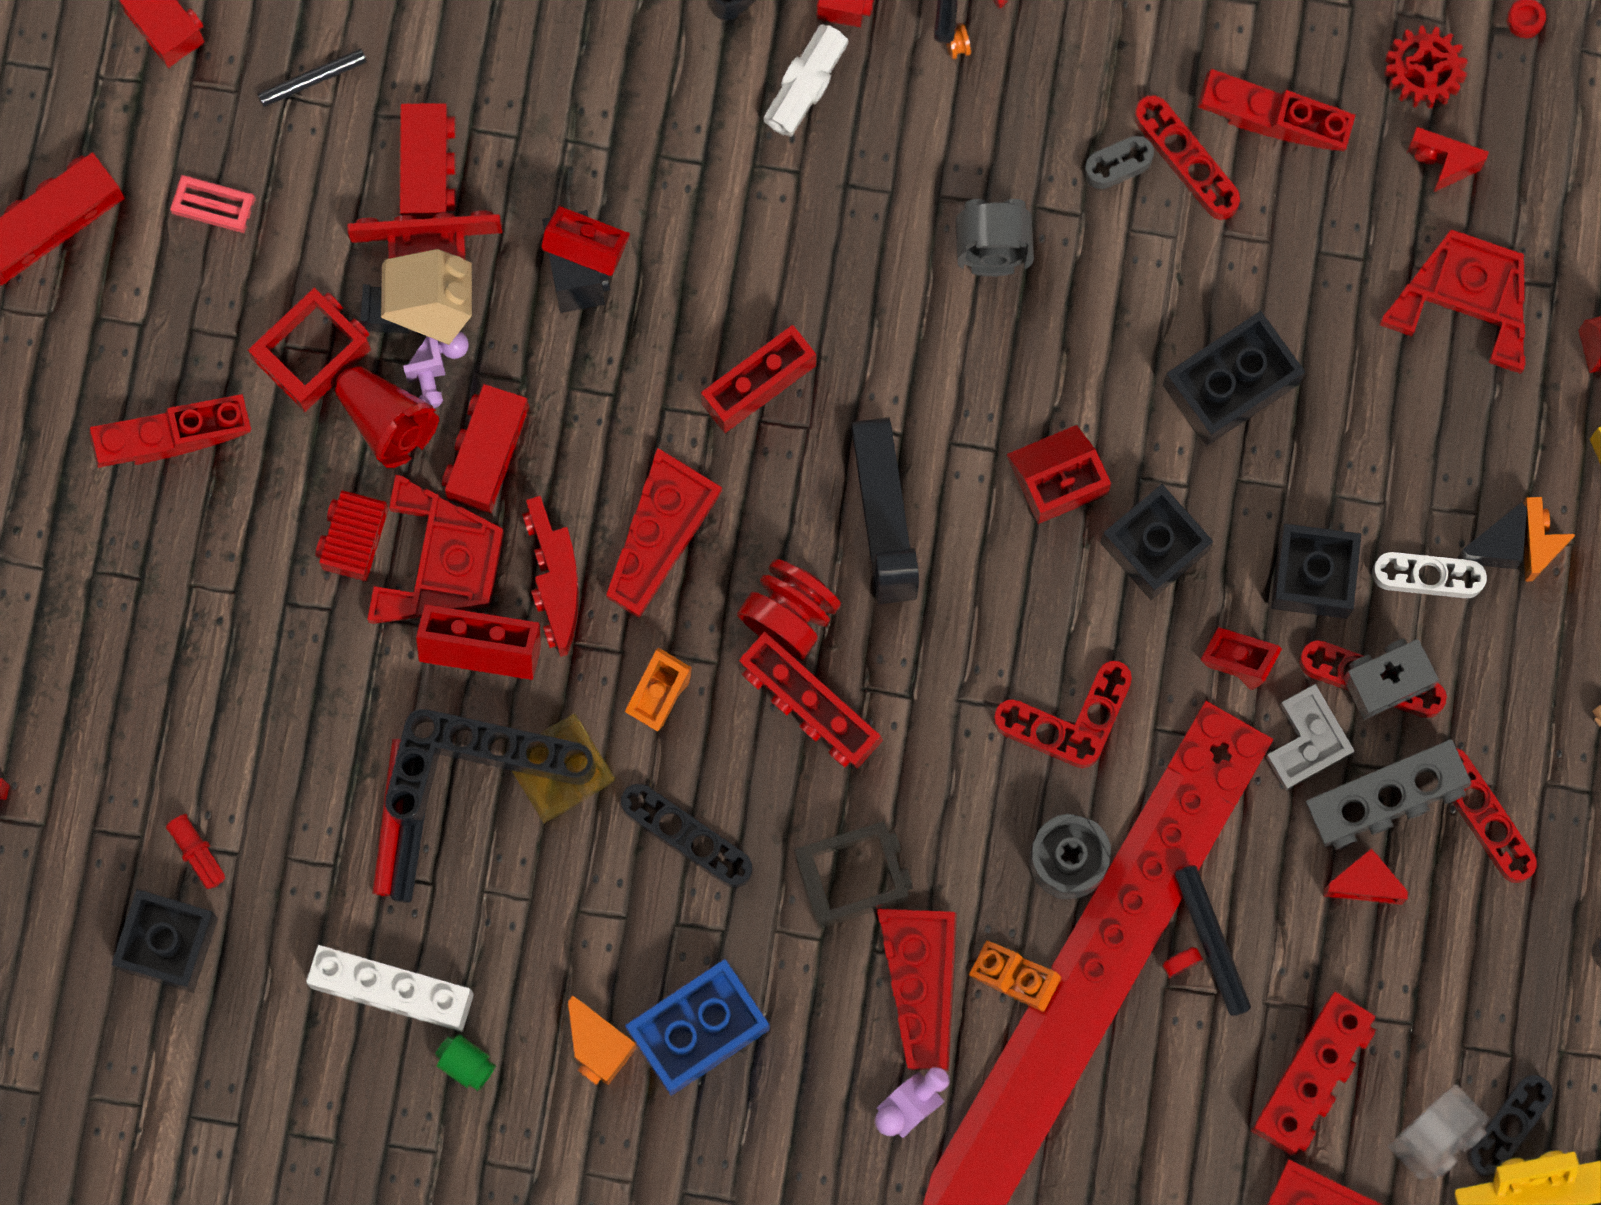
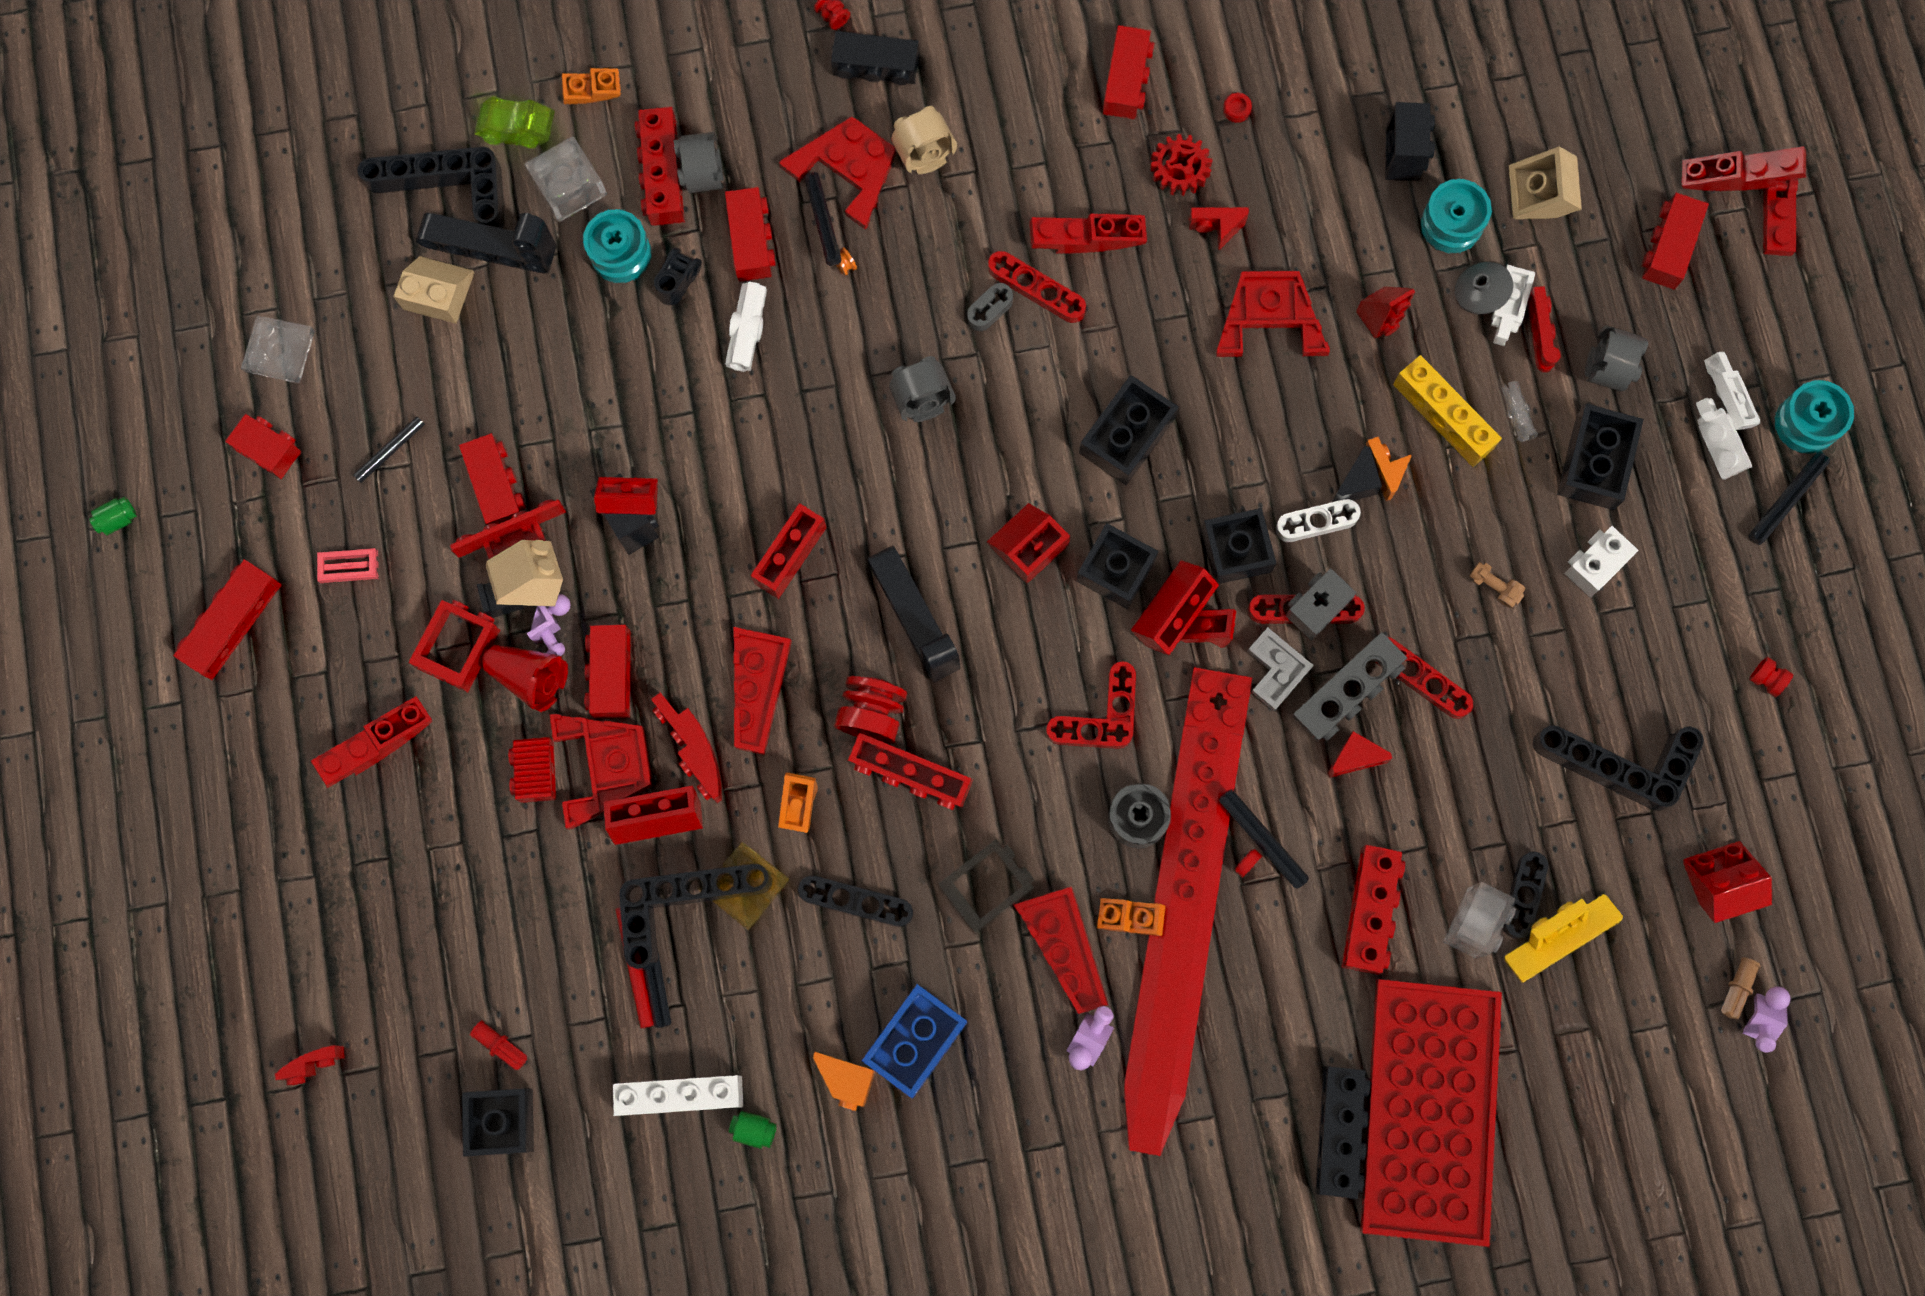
camera: 15 degrees left, 0 degrees up
(1209, 618) = (1175, 607): none -> red brick

